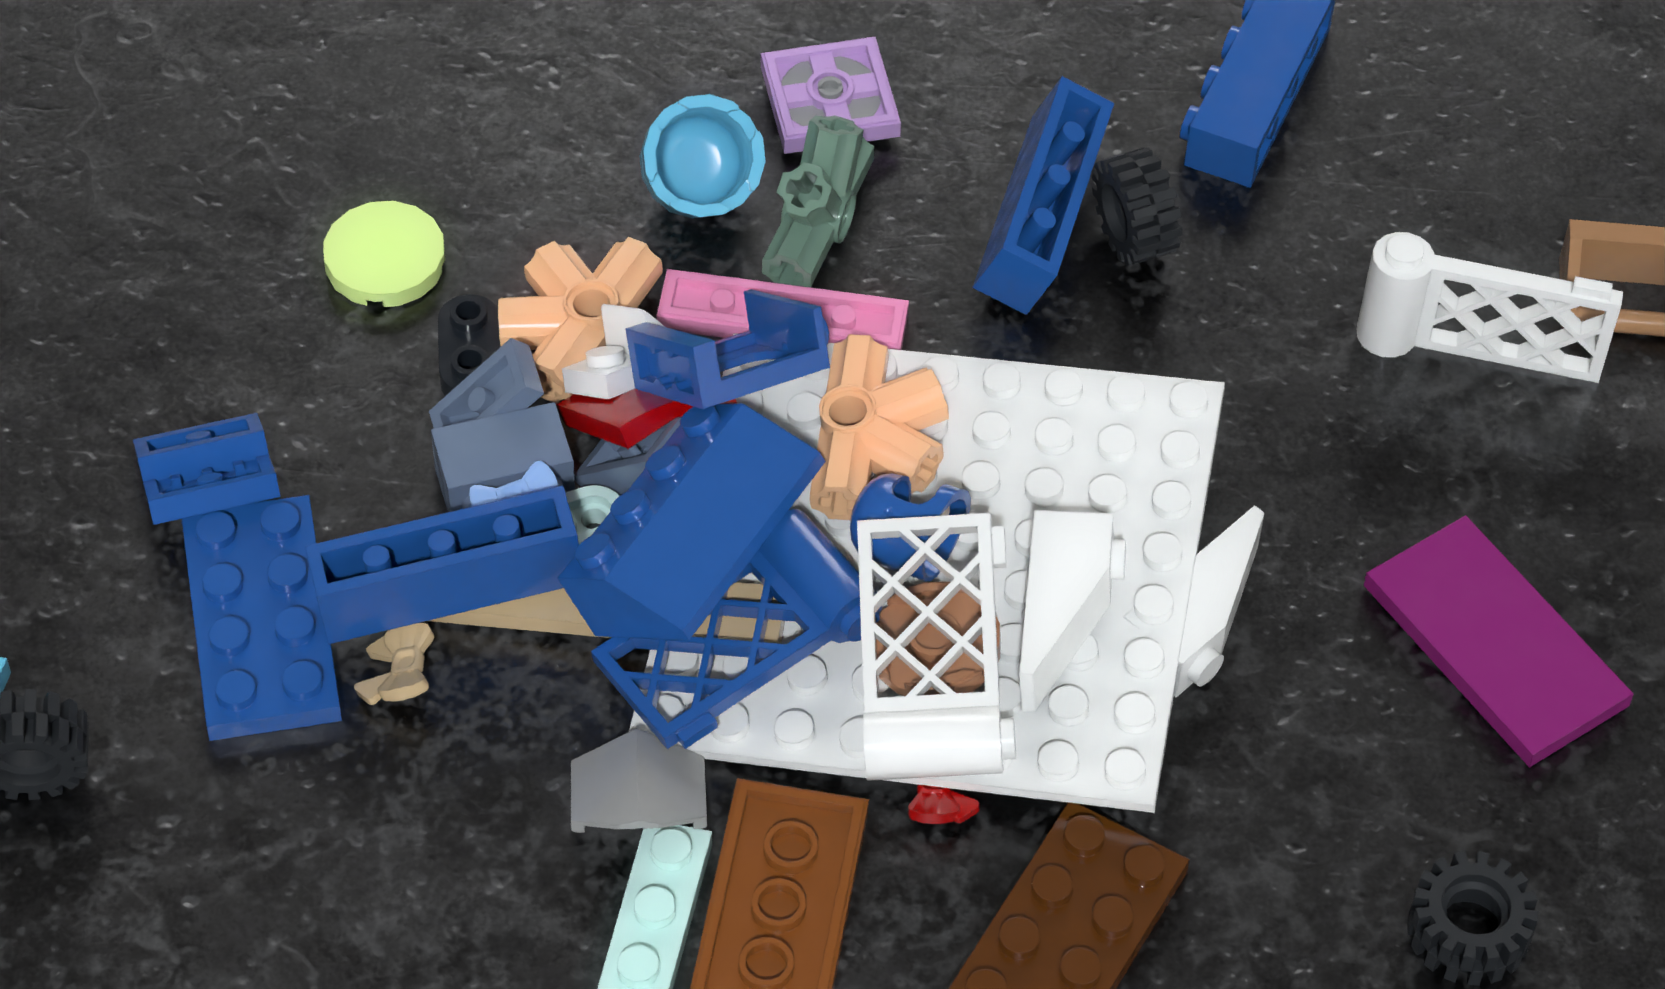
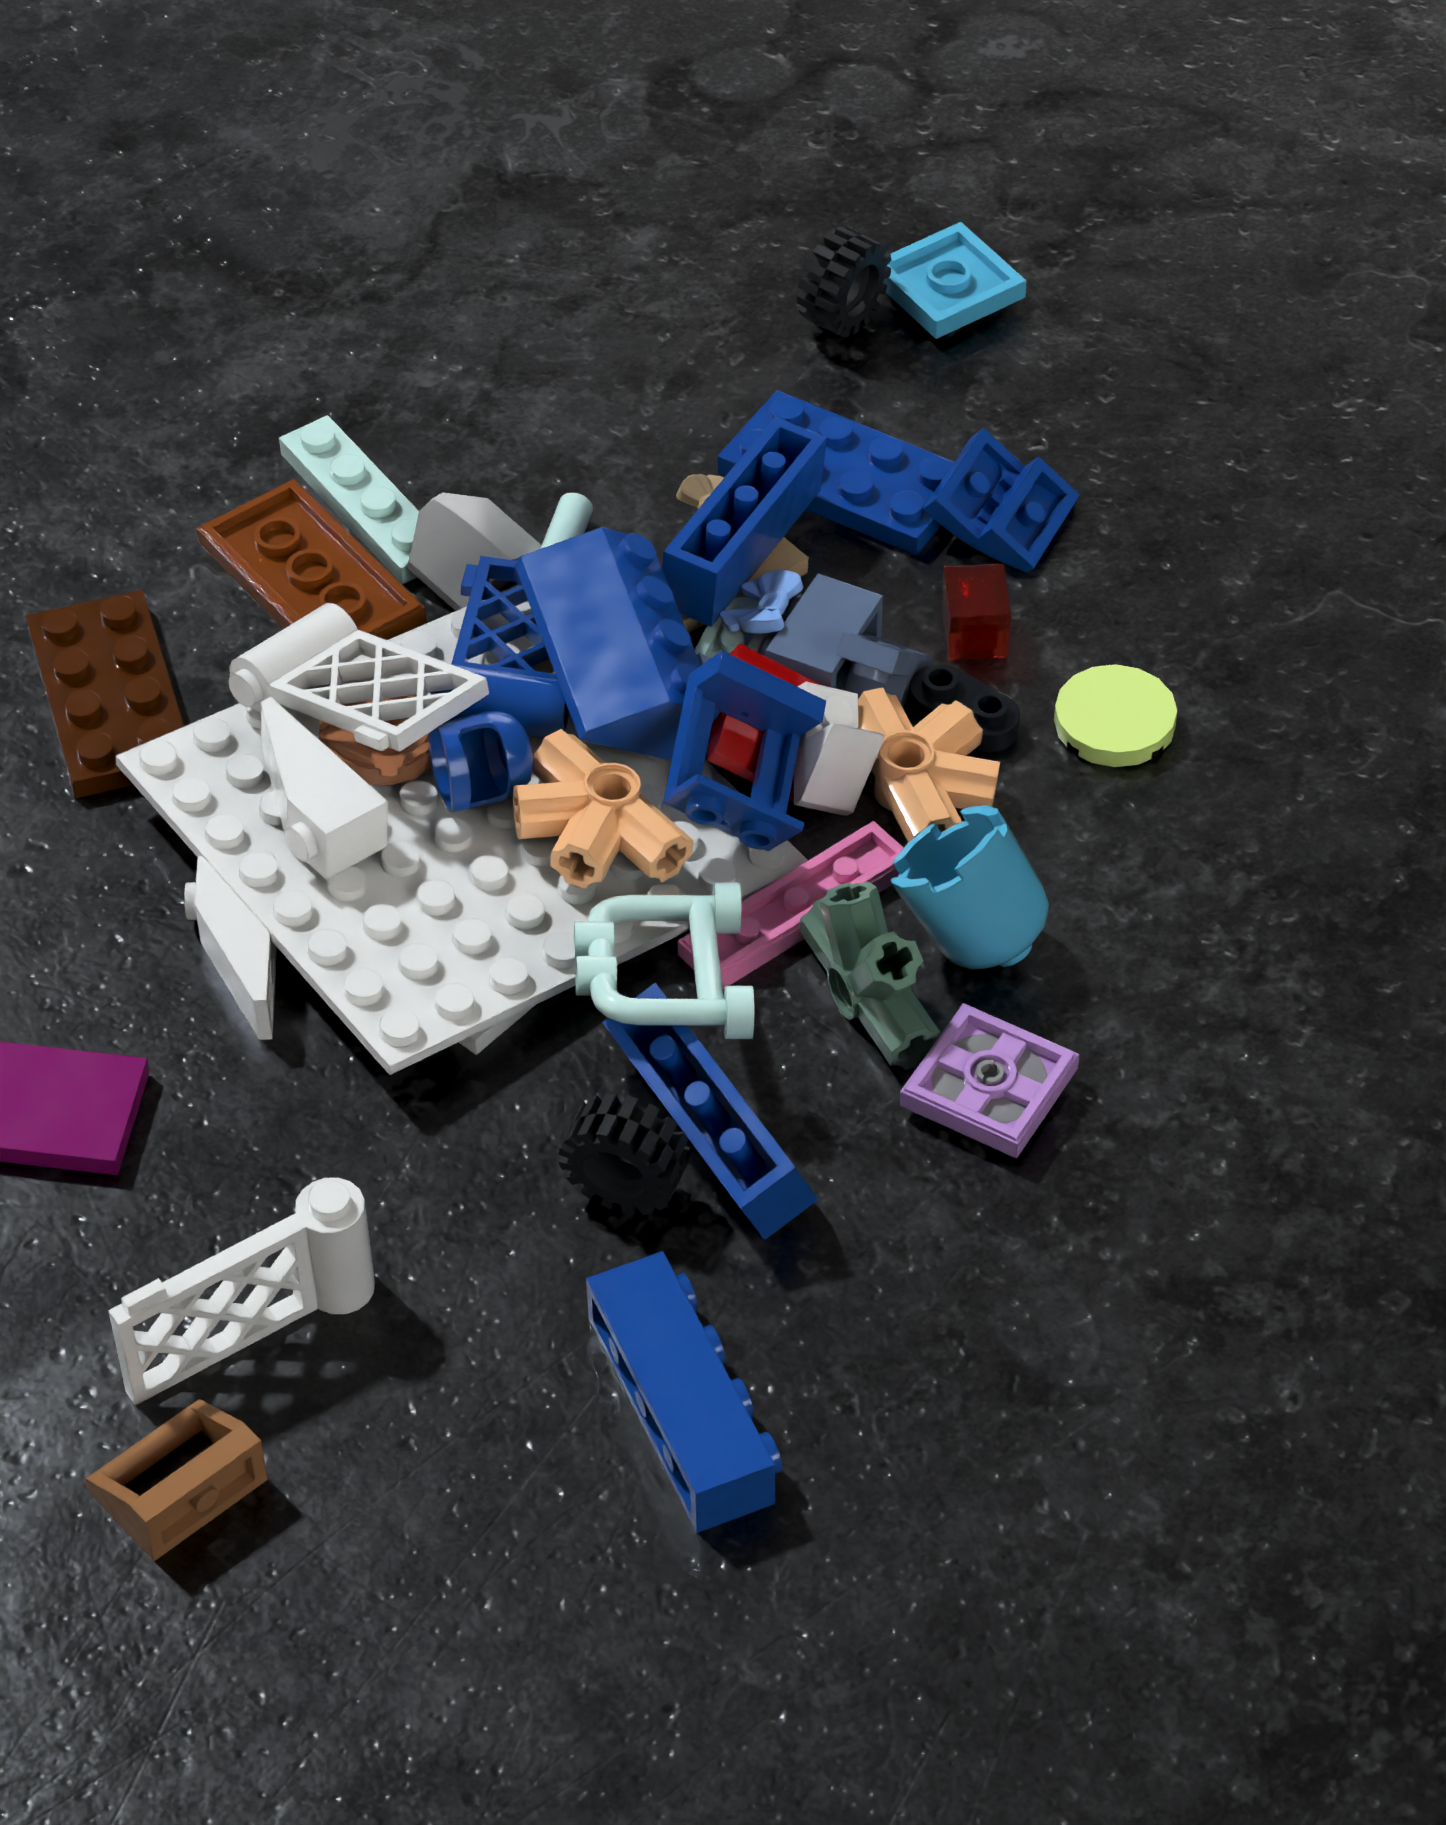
camera: 135 degrees right, 5 degrees down
(364, 393) = (976, 611): none -> clear red brick
(542, 751) = (569, 518): none -> light aqua axle
(990, 329) = (707, 917): none -> light aqua bar

